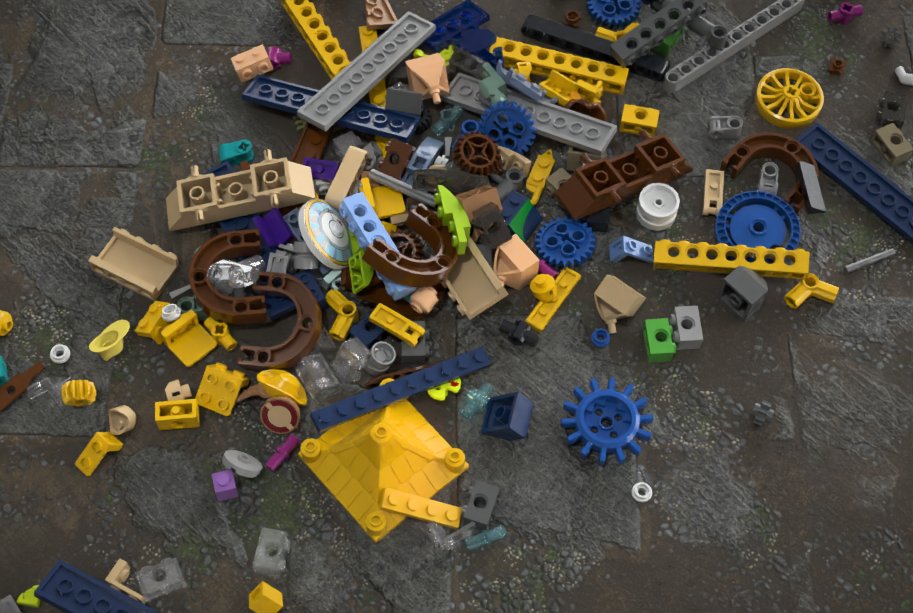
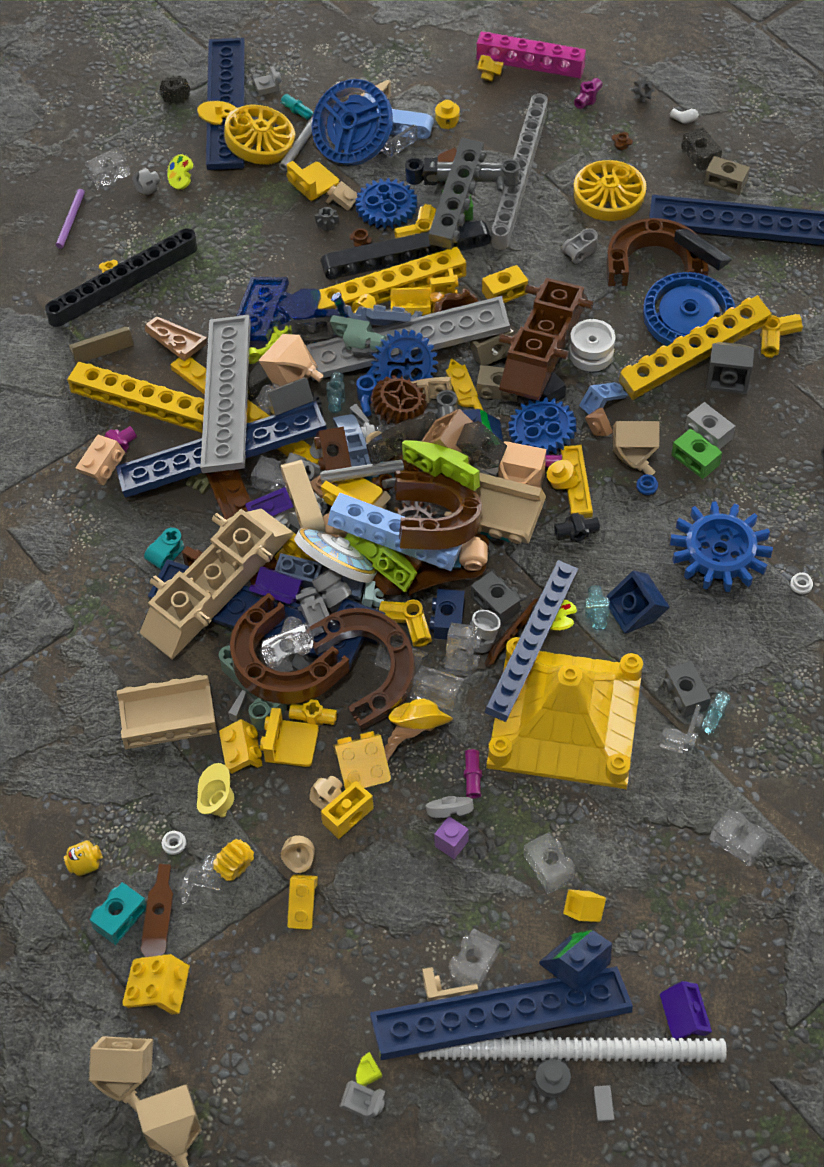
camera: 35 degrees left, 5 degrees down
(171, 312) = (254, 725): white plate -> none
(280, 414) = (442, 740): tile -> none
(396, 324) = (473, 589): yellow plate -> none
(420, 508) = (642, 726): yellow plate -> none
(608, 265) = (599, 423): none -> medium nougat bracket
(713, 191) = (622, 305): tan plate -> none
(767, 182) = (657, 264): light grey piece -> none
(870, 260) = (795, 280): flat silver bar -> none

